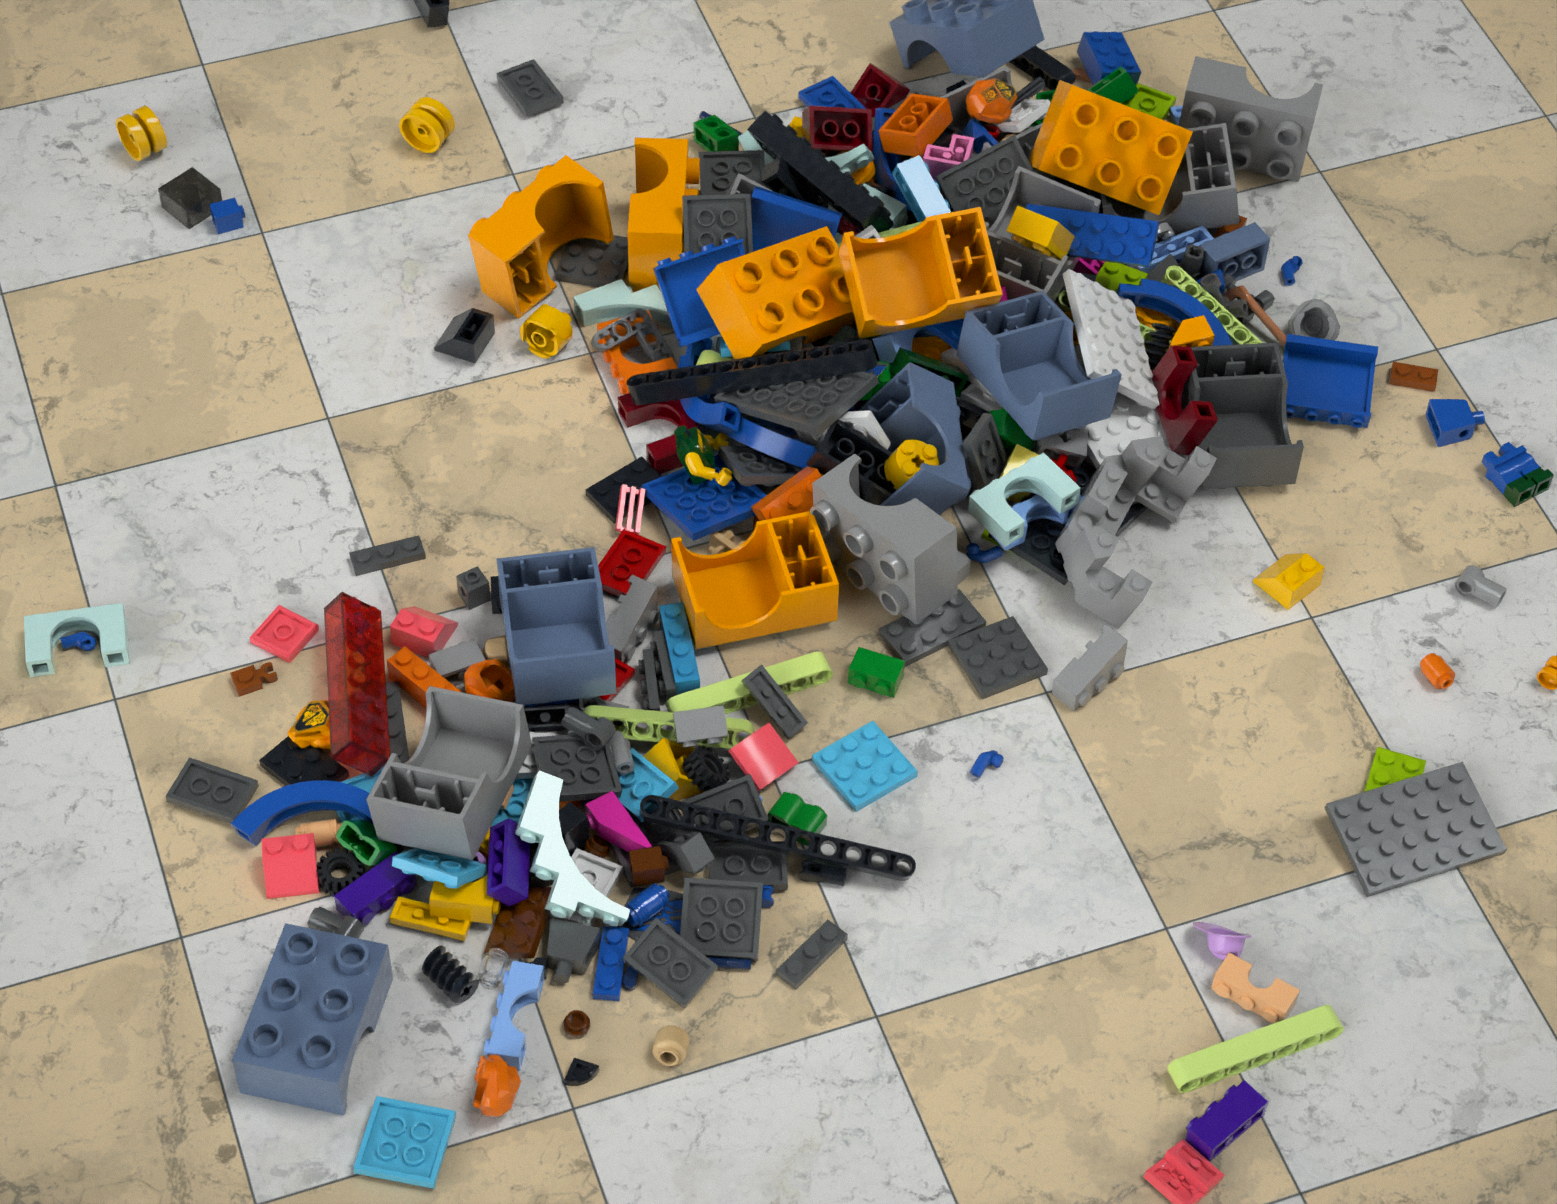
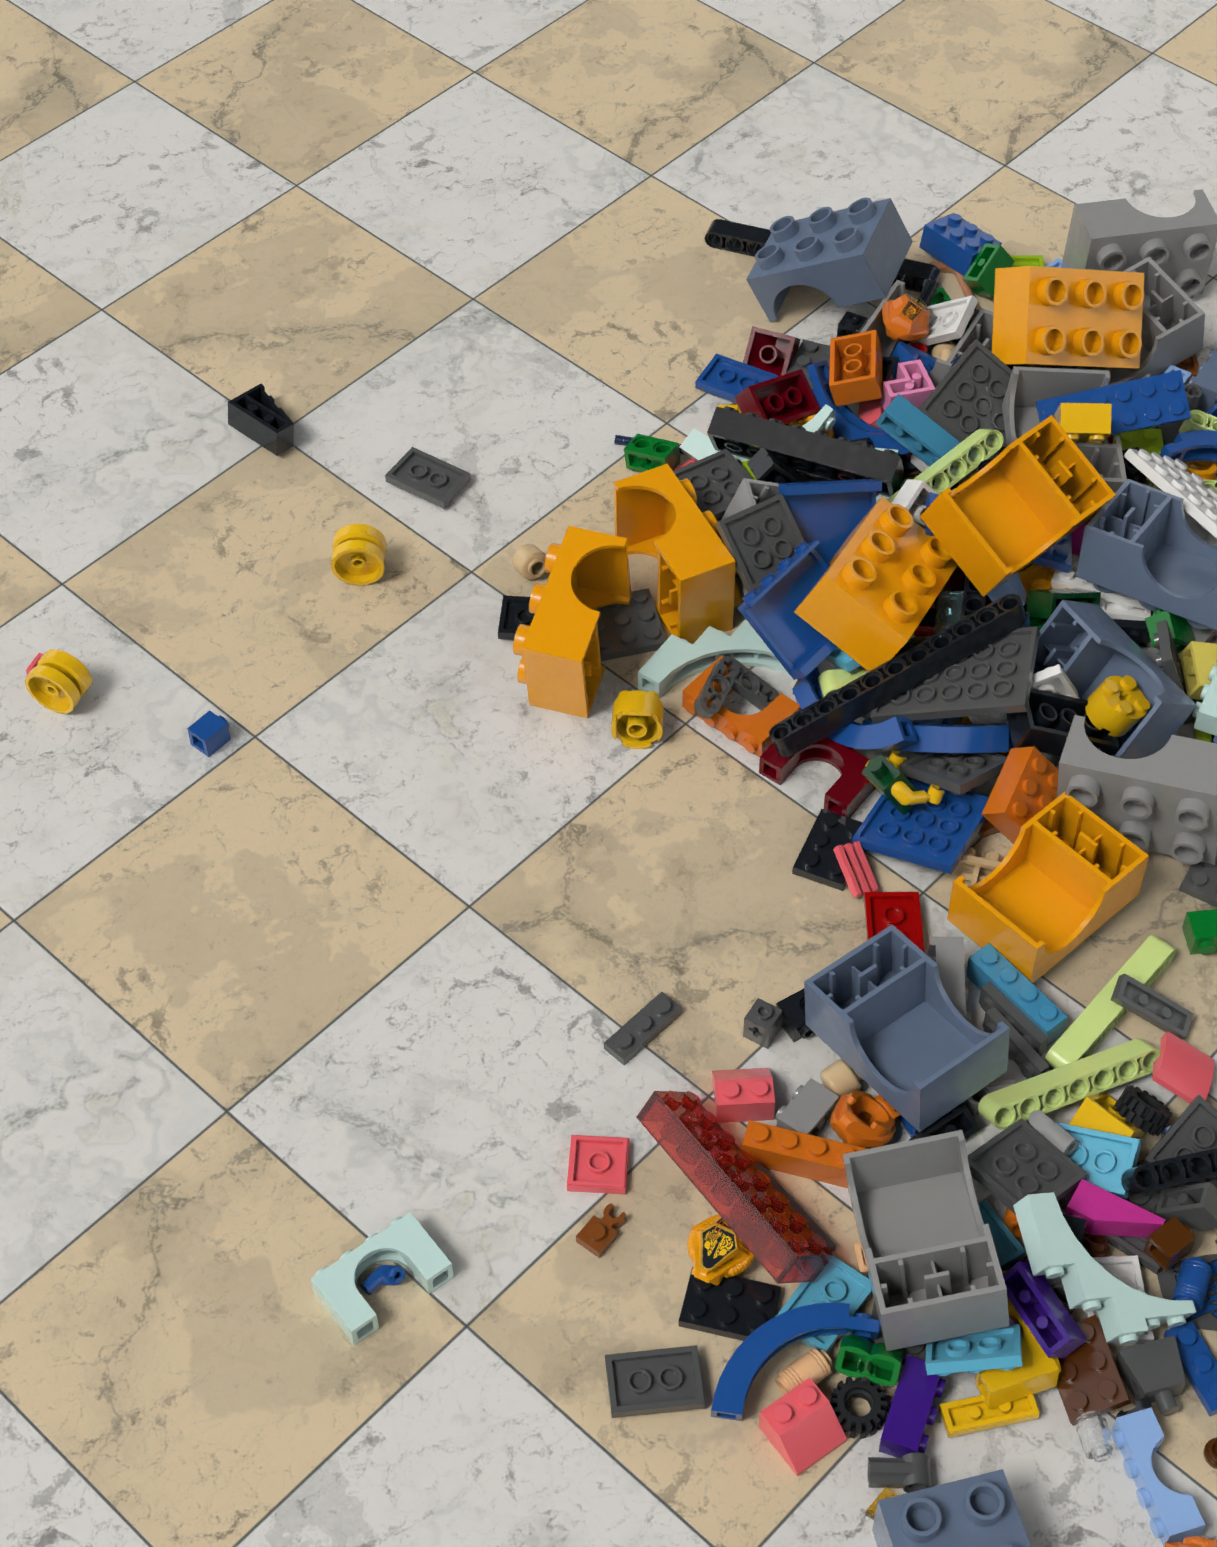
camera: 25 degrees left, 0 degrees up
(189, 197) = (157, 729): clear smoke brick -> none
(449, 975) = (1058, 1466): black piece -> none
(467, 335) = (554, 756): black slope -> none
(594, 732) = (1019, 1121): dark grey piece -> none
(700, 726) = (1116, 1066): light grey brick -> none

